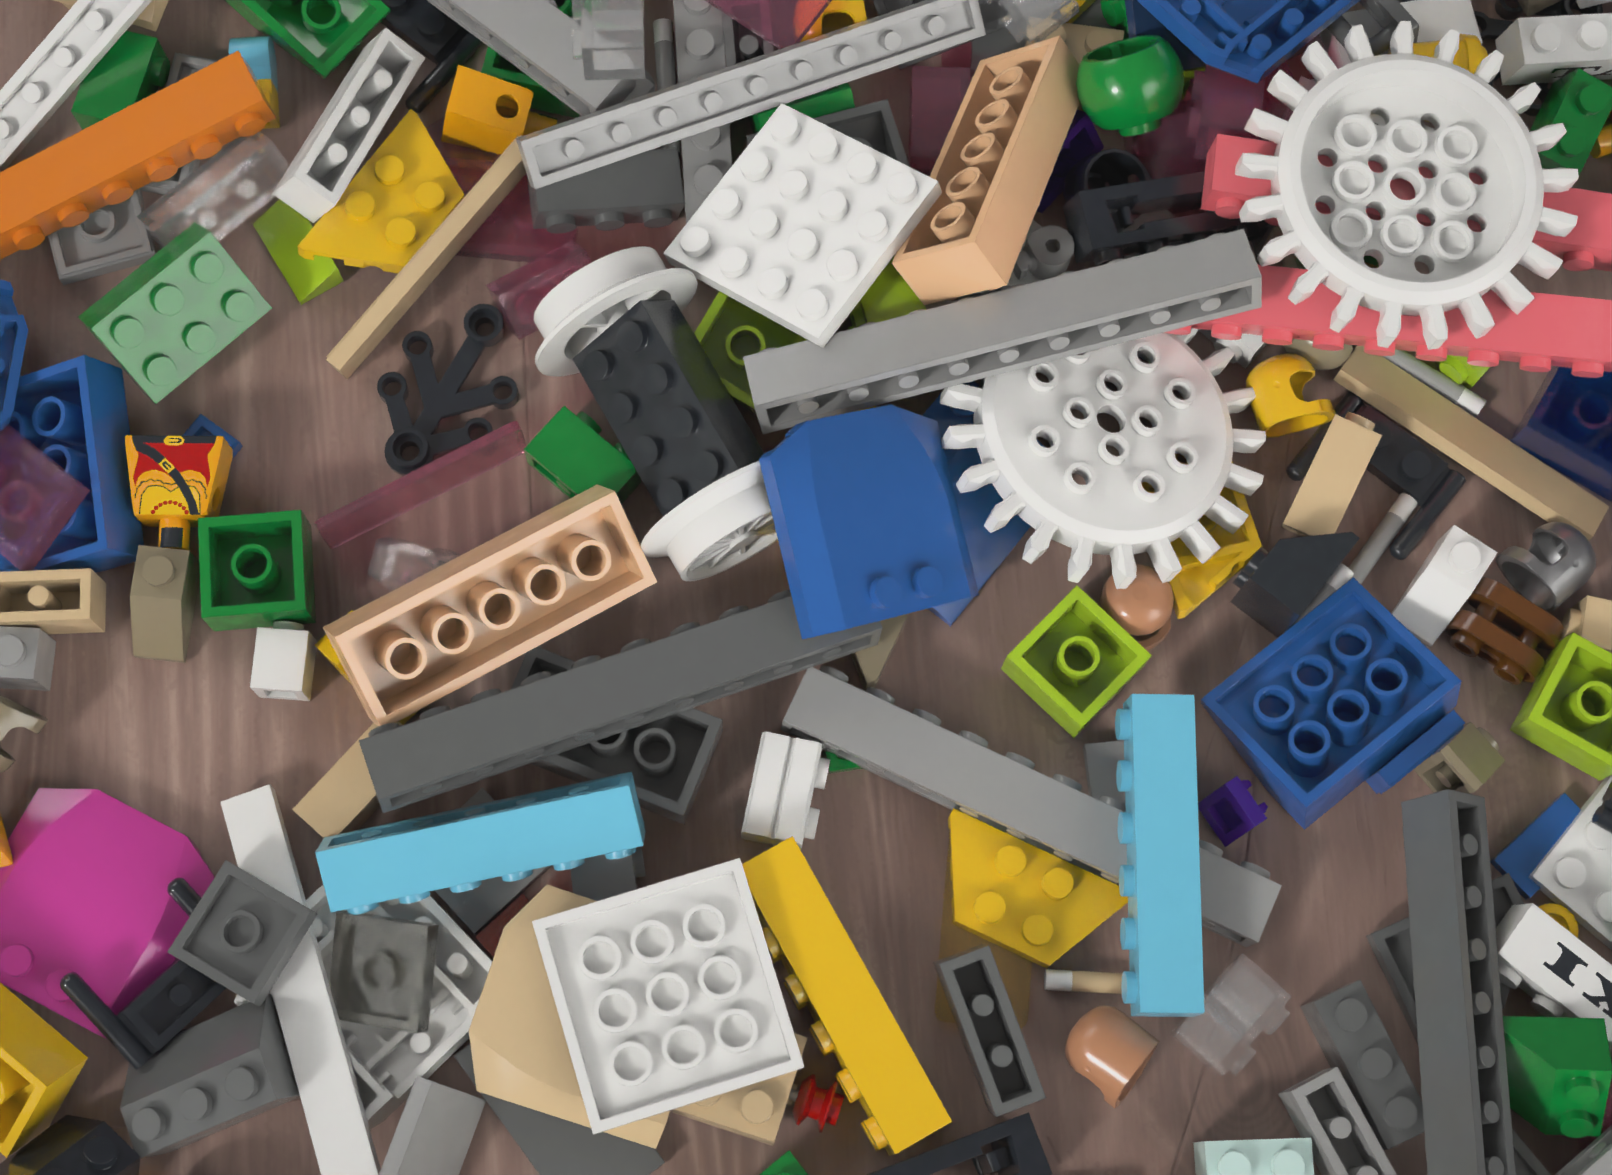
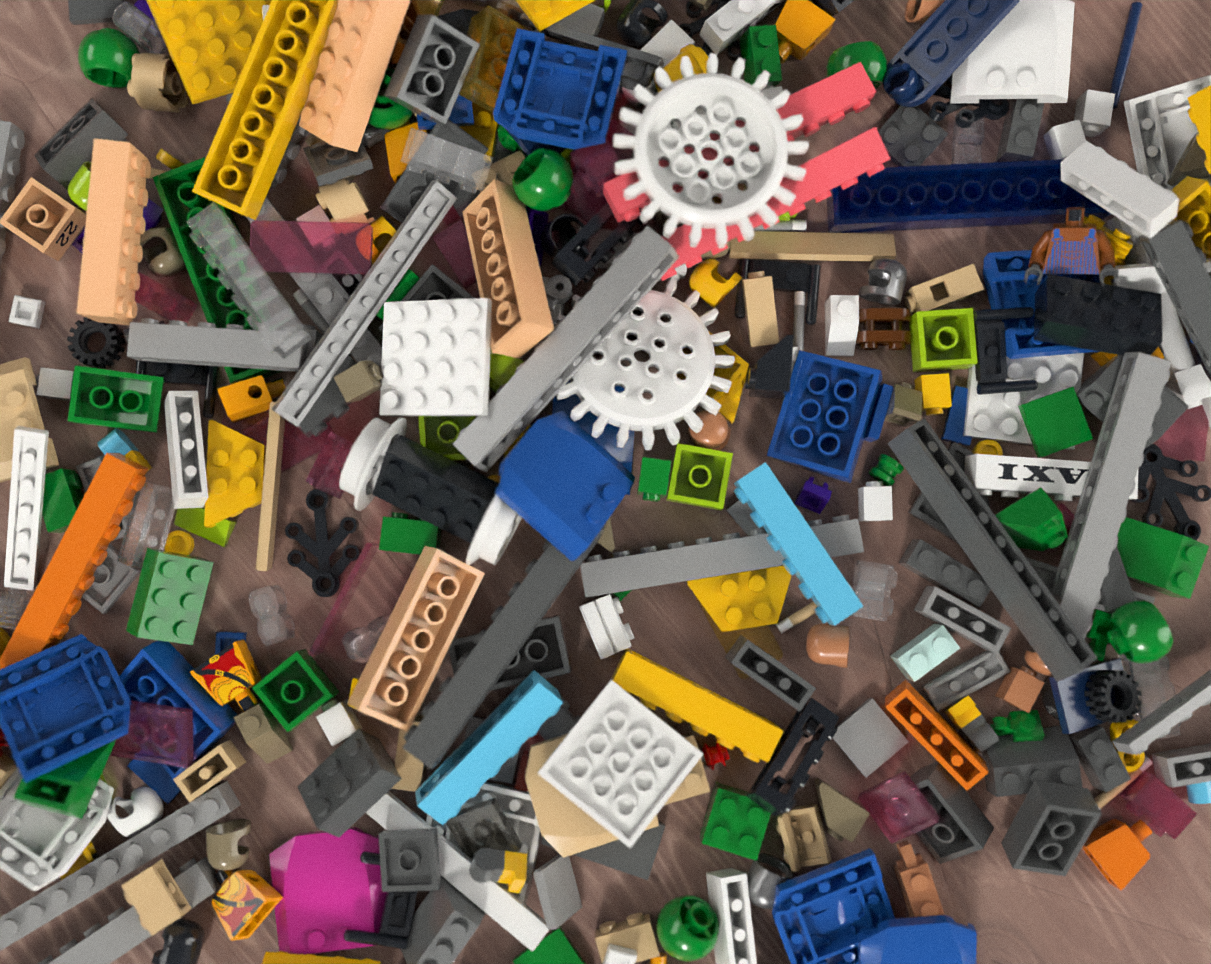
camera: 25 degrees left, 10 degrees up
(235, 756) = (348, 783): none -> dark grey brick
(245, 251) = (179, 542): none -> yellow tile
(294, 451) = (270, 609): none -> clear brick
(369, 1037) = (499, 867): none -> leg
(668, 187) = (359, 381): none -> dark tan brick
(1004, 616) = (653, 479): none -> green brick
(1323, 884) = (875, 502): none -> white brick
(1372, 846) = (886, 470): none -> green wheel
(1522, 780) = (935, 393): none -> yellow brick

